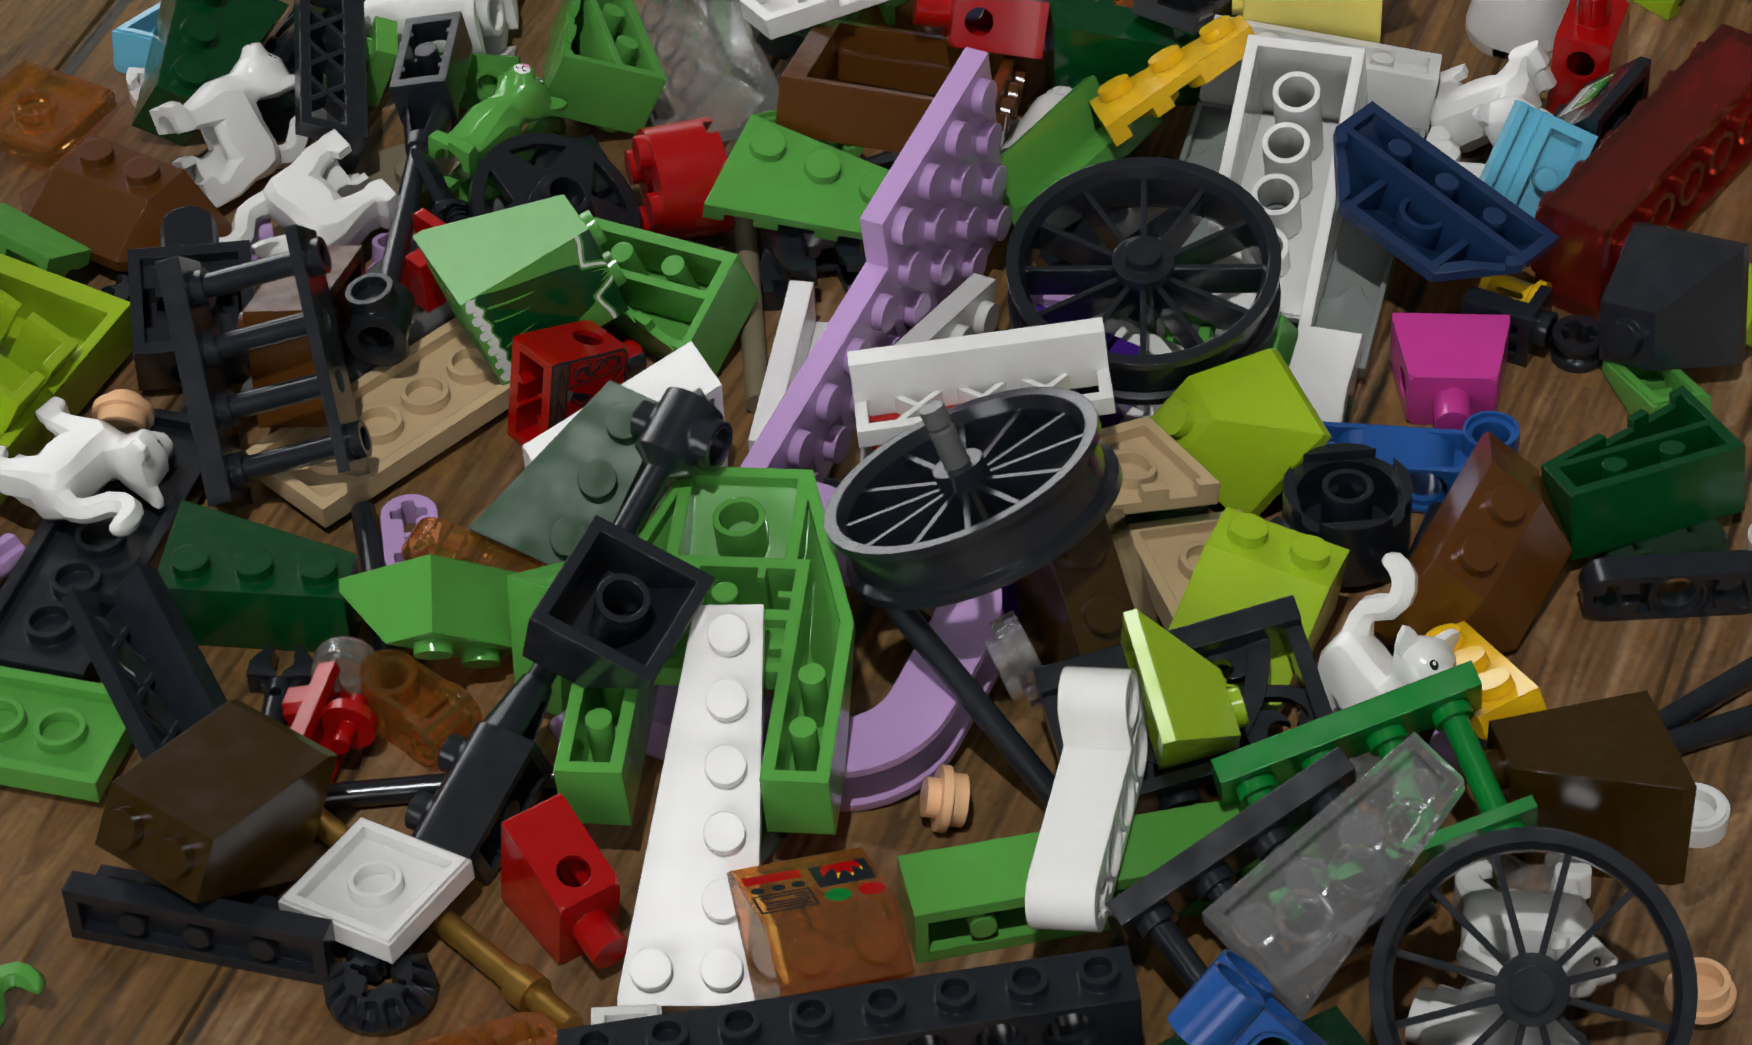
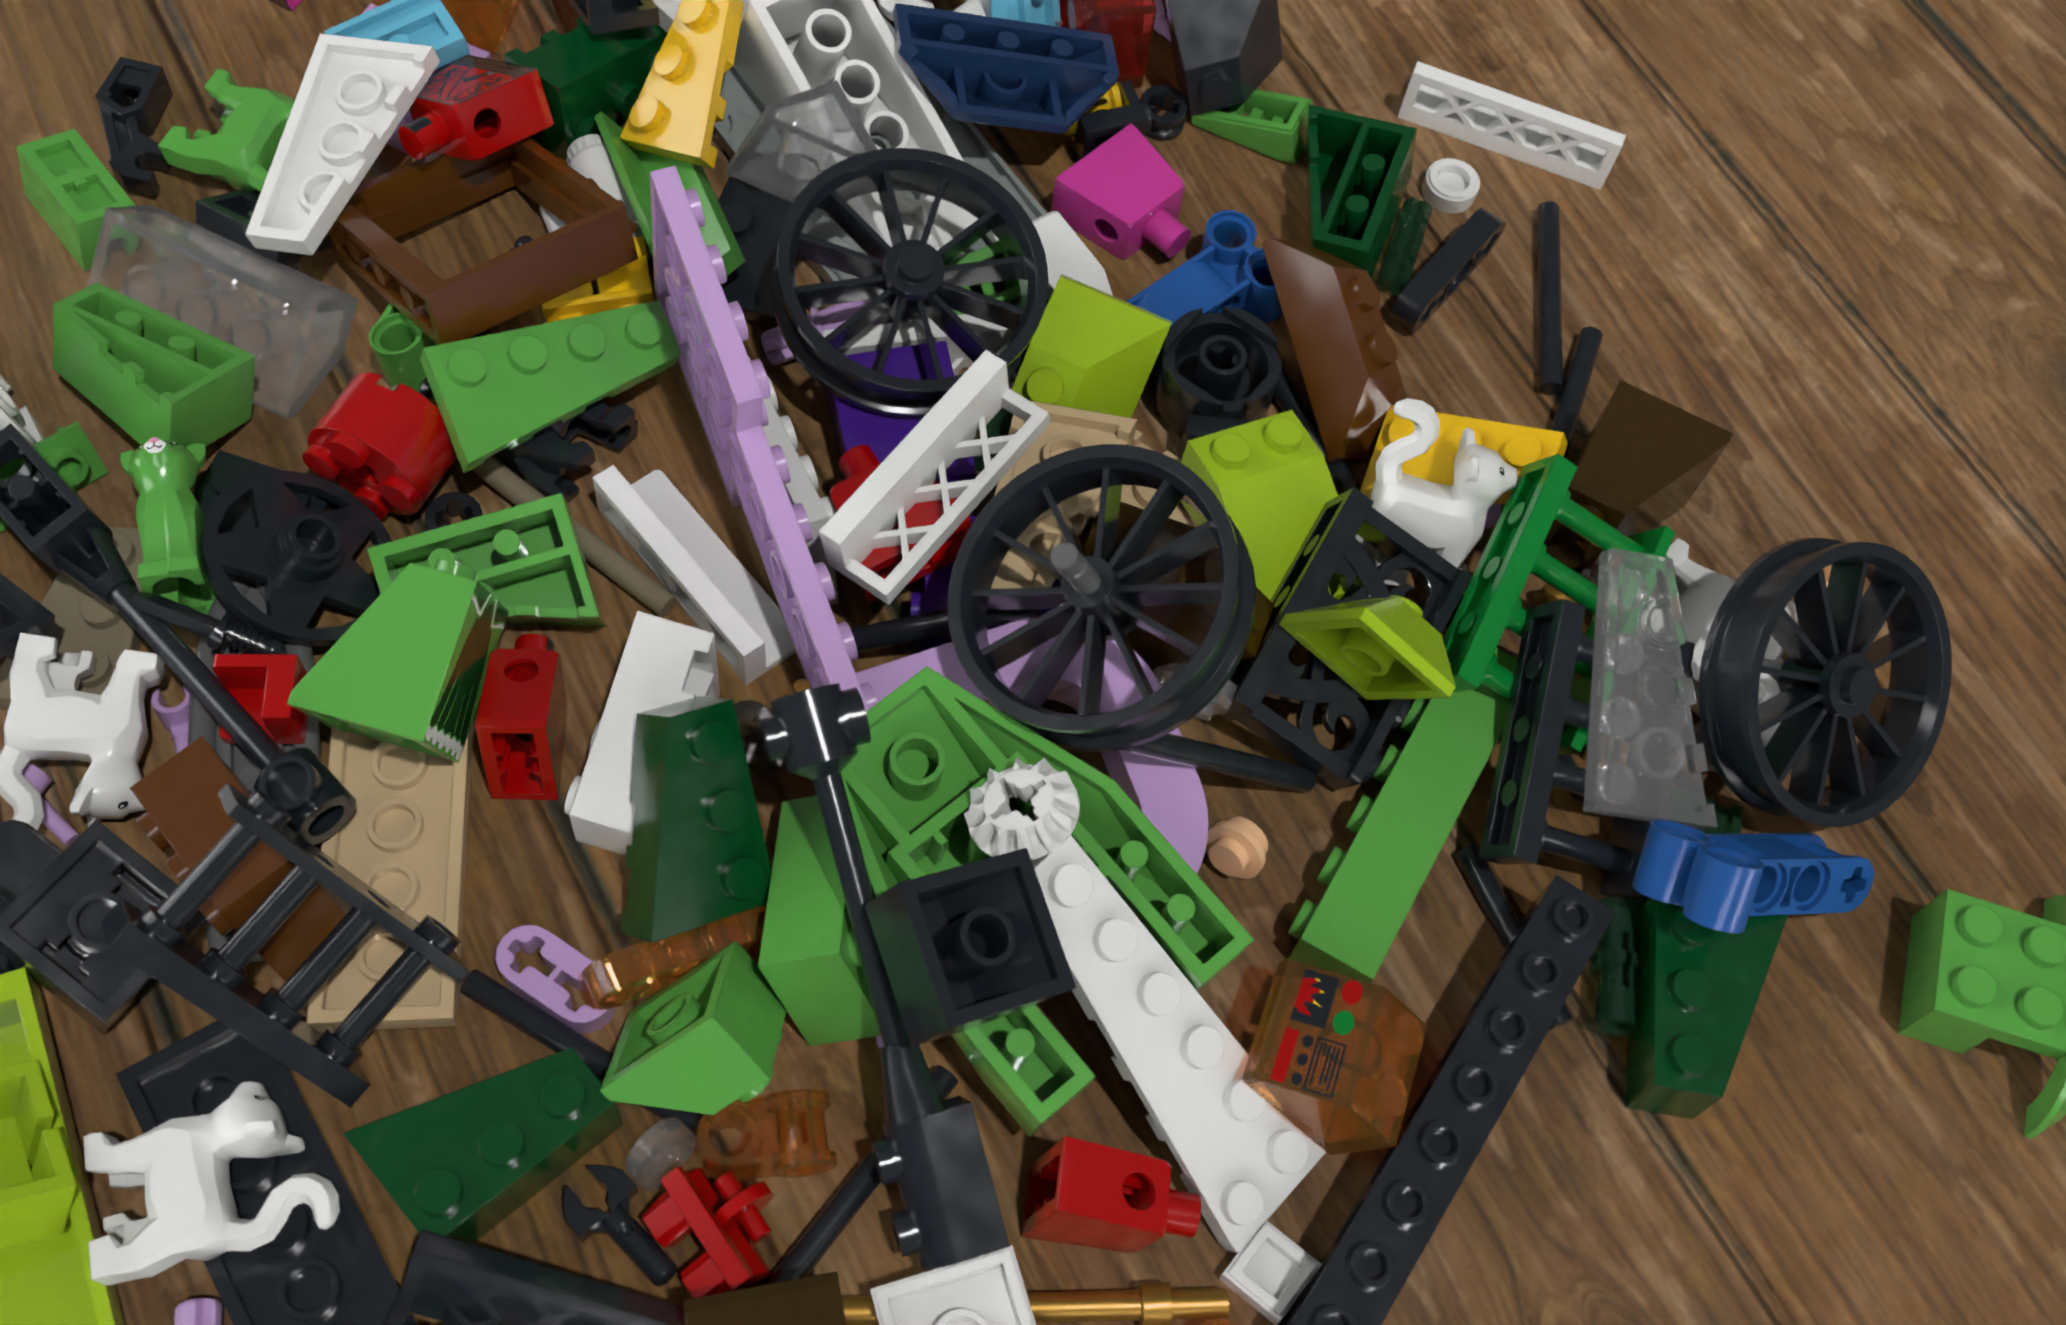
camera: 60 degrees left, 20 degrees up
(124, 410) = (165, 1092): light nougat plate -> none
(758, 575) = (1002, 831): none -> white gear
(1089, 800) = (1408, 788): white beam -> none
(1180, 130) = (799, 141): none -> clear slope

